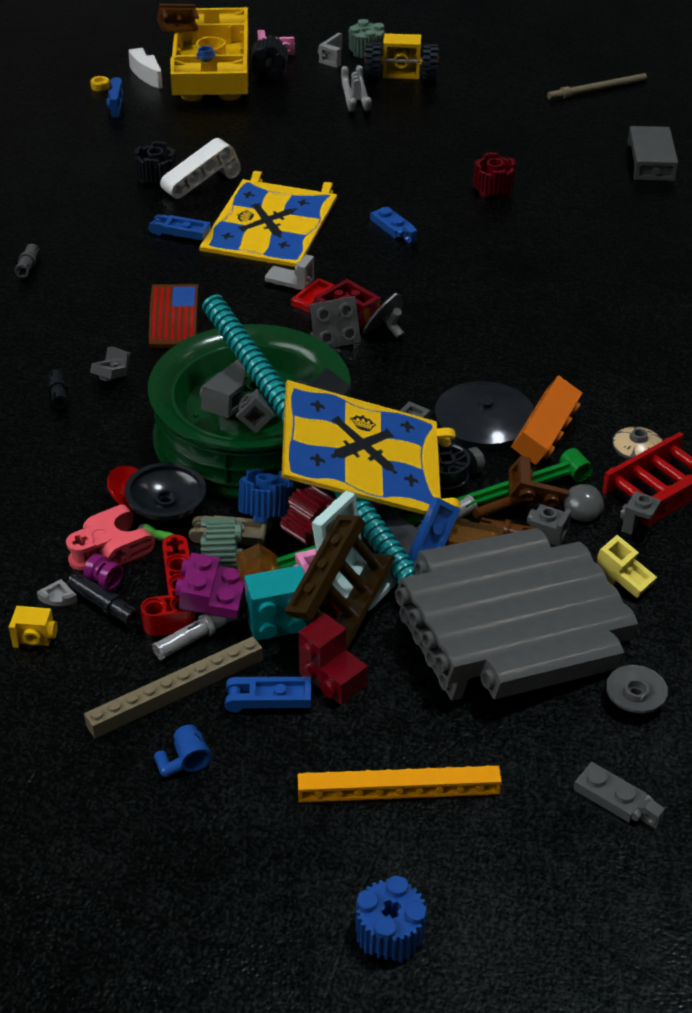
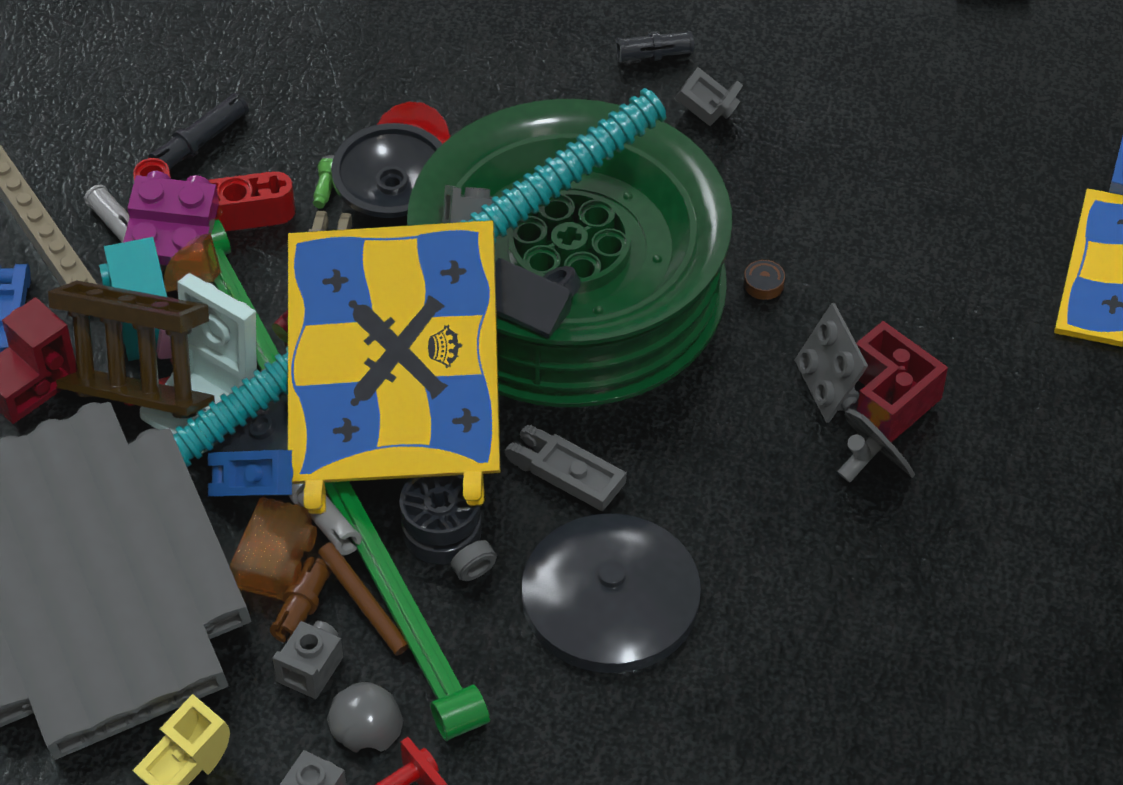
camera: 90 degrees right, 10 degrees up
(32, 626) = (149, 68): yellow brick -> none
(57, 594) = (219, 89): light grey tile -> none
(102, 571) = (248, 123): magenta wheel -> none
(109, 536) = (306, 123): coral piece -> none
(173, 314) = (851, 161): slope -> none
(221, 539) = (259, 233): sand green brick -> none
(224, 391) = (584, 203): dark grey slope -> none
(298, 278) = (999, 312): light grey bracket -> none
(307, 295) = (959, 351): red tile -> none
(524, 488) = (390, 604): reddish brown bracket -> none
(547, 420) = (574, 671): orange brick -> none

